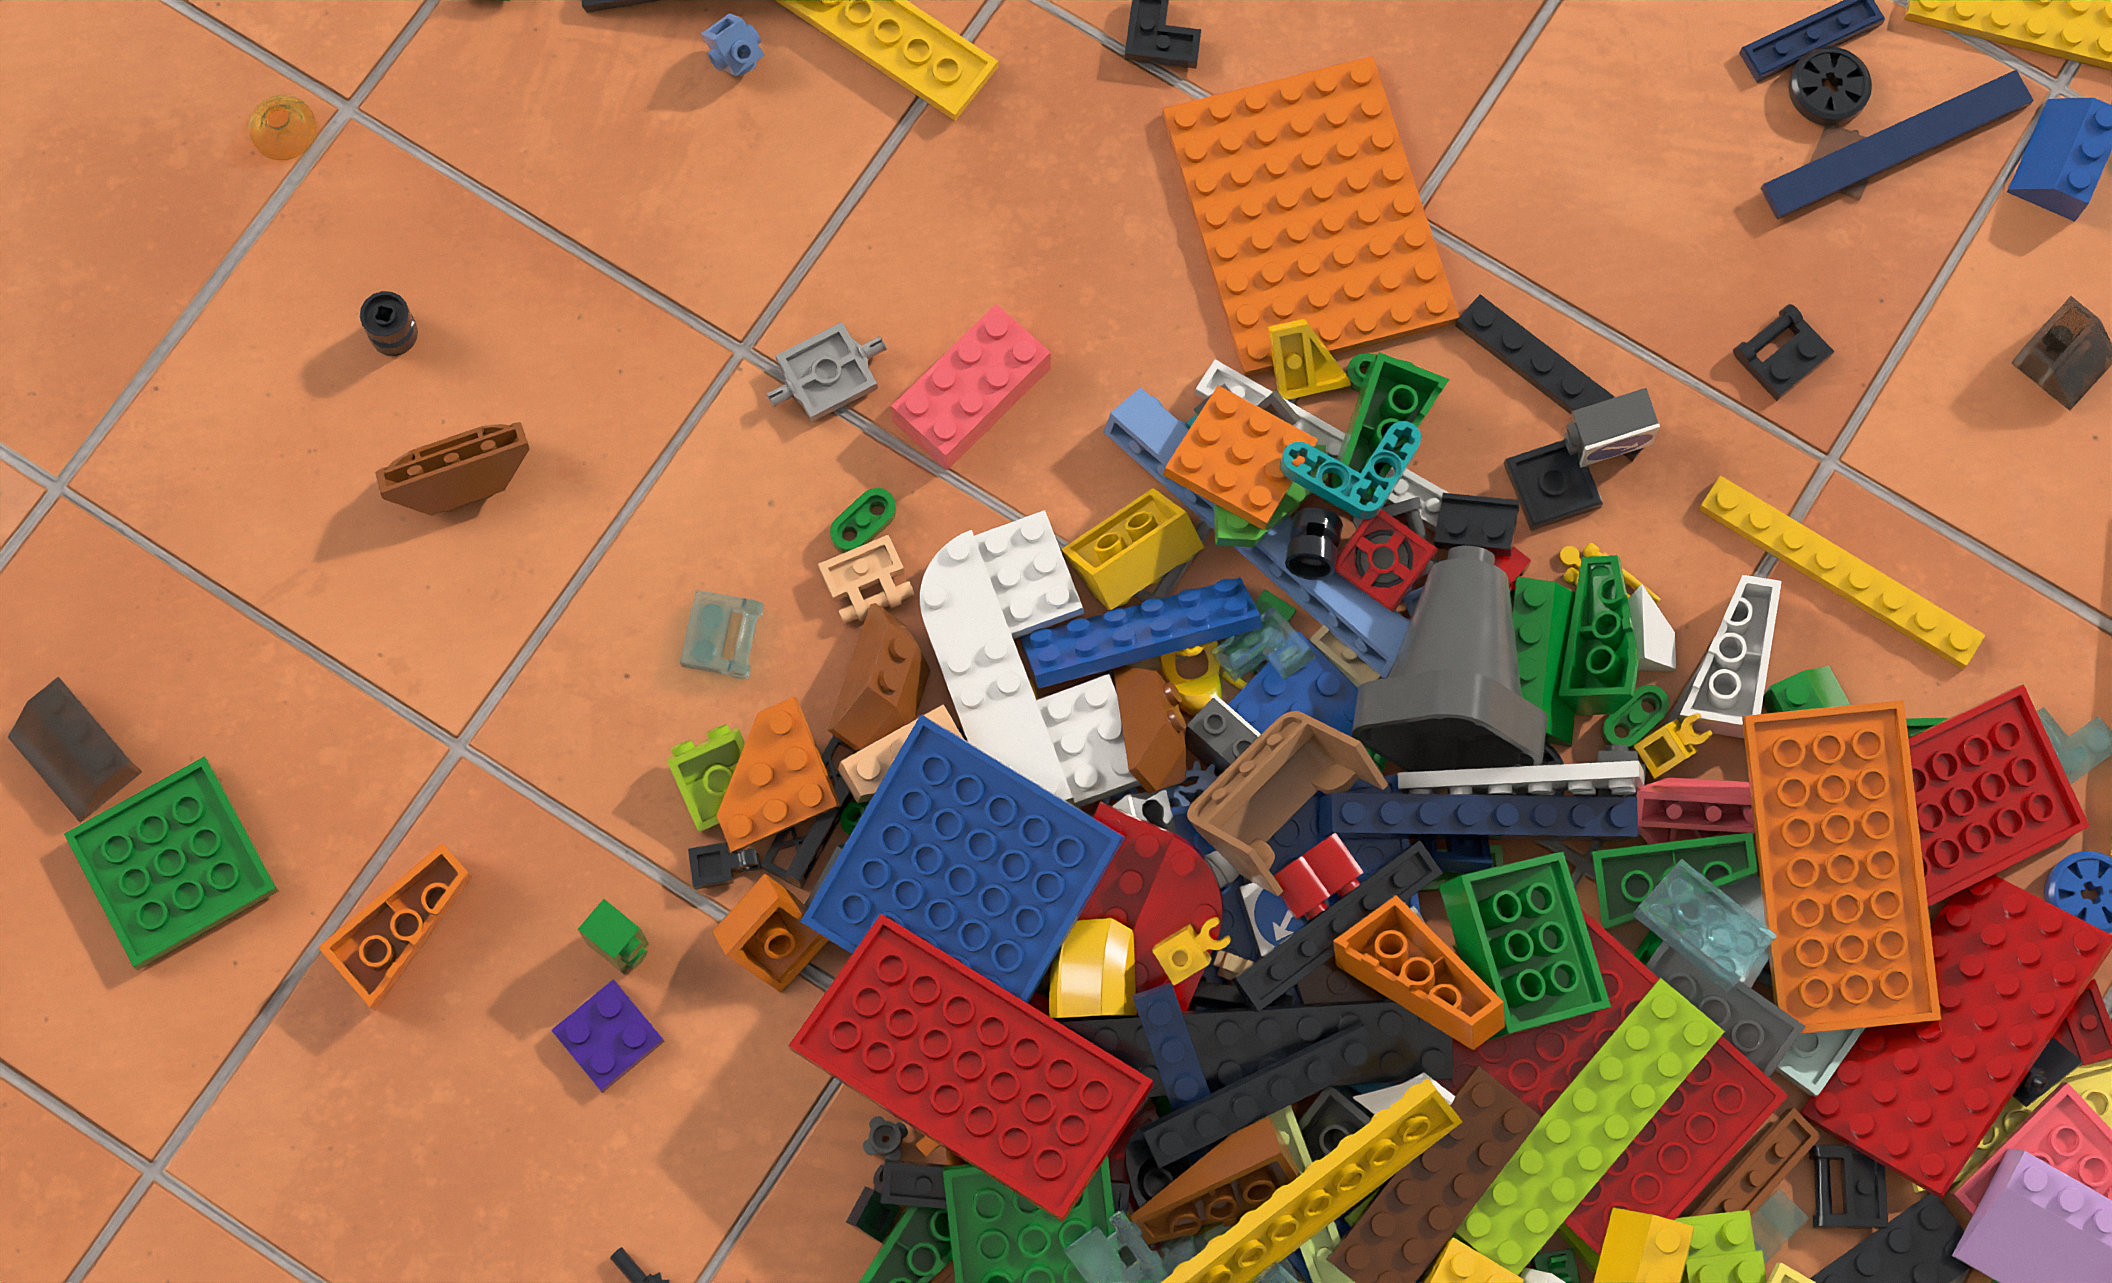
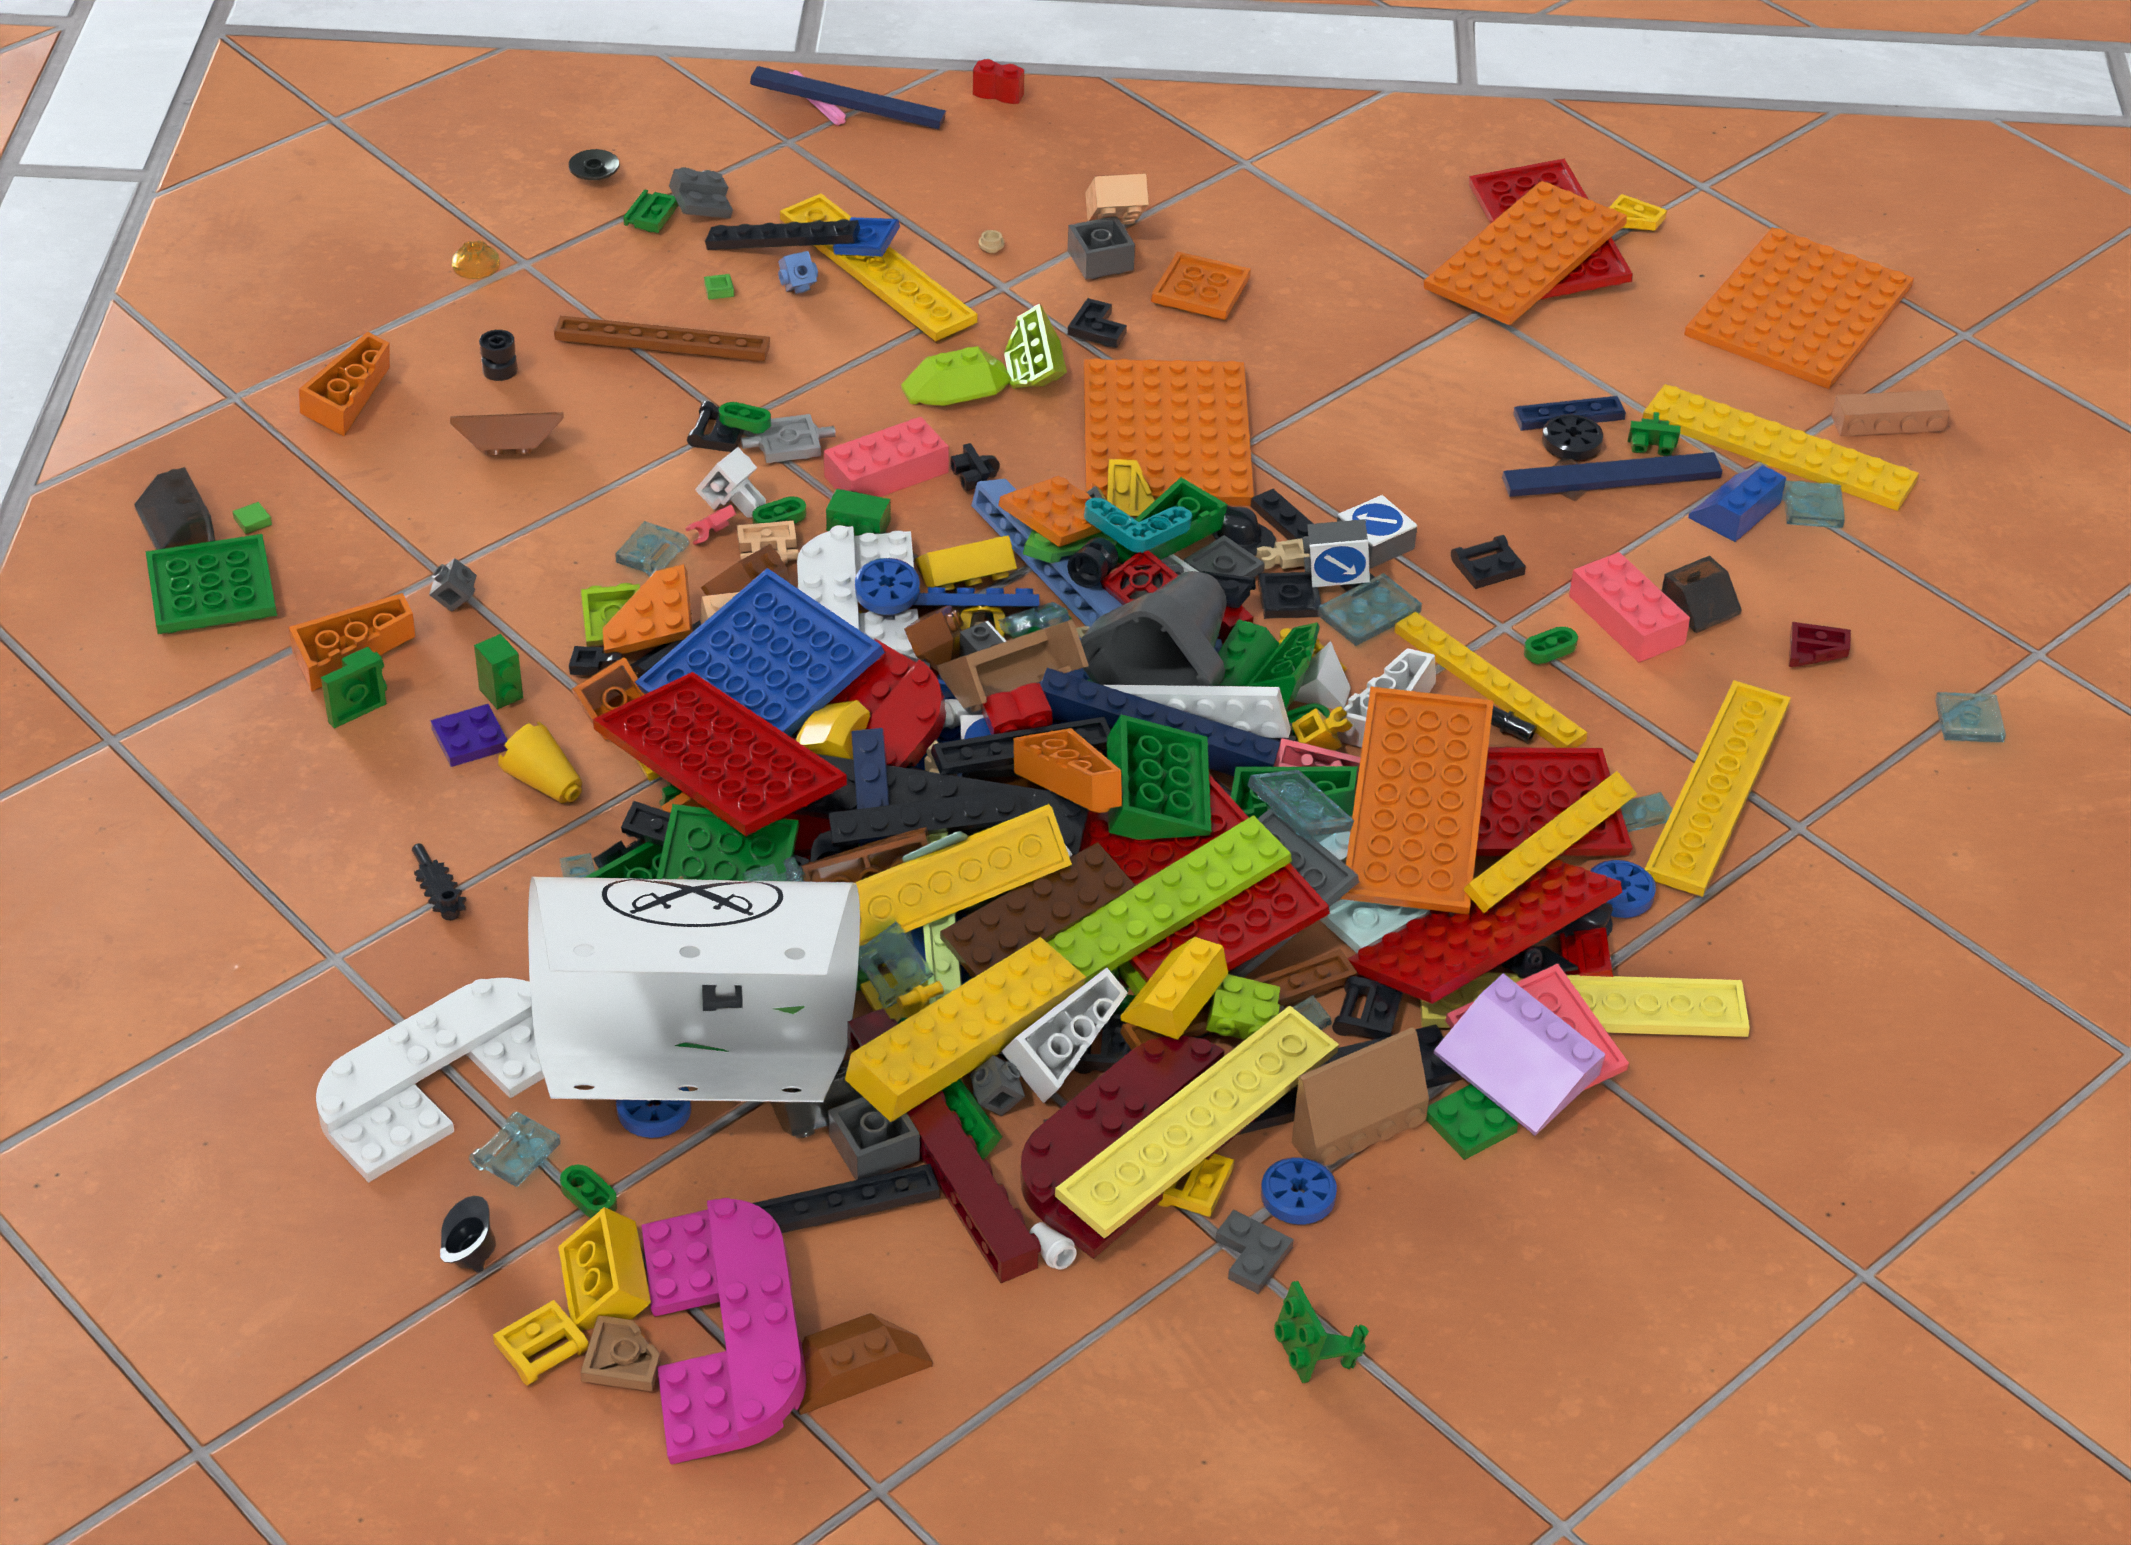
camera: 15 degrees right, 30 degrees down
(175, 718) = (252, 518): none -> bright green tile
(205, 445) = (346, 384): none -> orange wedge
(447, 1008) = (354, 687): none -> green plate
(492, 783) = (453, 584): none -> dark grey brick
(592, 220) = (662, 338): none -> dark orange plate
(630, 89) = (719, 286): none -> bright green tile
(728, 1081) = (540, 763): none -> yellow cone
(738, 372) = (721, 437): none -> black plate
(765, 362) = (745, 417): none -> green plate
(782, 560) = (716, 520): none -> coral plate
(787, 495) = (730, 482): none -> white brick
(831, 1239) = (577, 866): none -> clear light blue plate
(966, 498) = (858, 510): none -> green brick
(1012, 198) = (956, 377): none -> lime wedge
(1071, 689) = (889, 573): none -> blue wheel
(1097, 380) = (973, 467): none -> black hips
(1099, 123) = (1034, 351): none -> lime wedge
(1187, 952) = (901, 722): yellow brick -> none
(1304, 1169) = (937, 845): none -> sand green piece
(1459, 455) = (1226, 558): none -> dark grey plate
(1473, 386) = (1243, 528): none -> black piece
(1531, 412) = (1286, 553): none -> tan plate
(1633, 342) = (1387, 527): none -> piece
(1662, 488) = (1369, 609): none -> clear light blue plate
(1883, 645) = (1513, 725): none -> black axle
(1900, 491) = (1550, 645): none -> green plate
(1949, 59) = (1653, 433): none -> green hips
(1982, 397) = (1629, 607): none -> coral brick
(2006, 874) = (1549, 842): none -> yellow plate

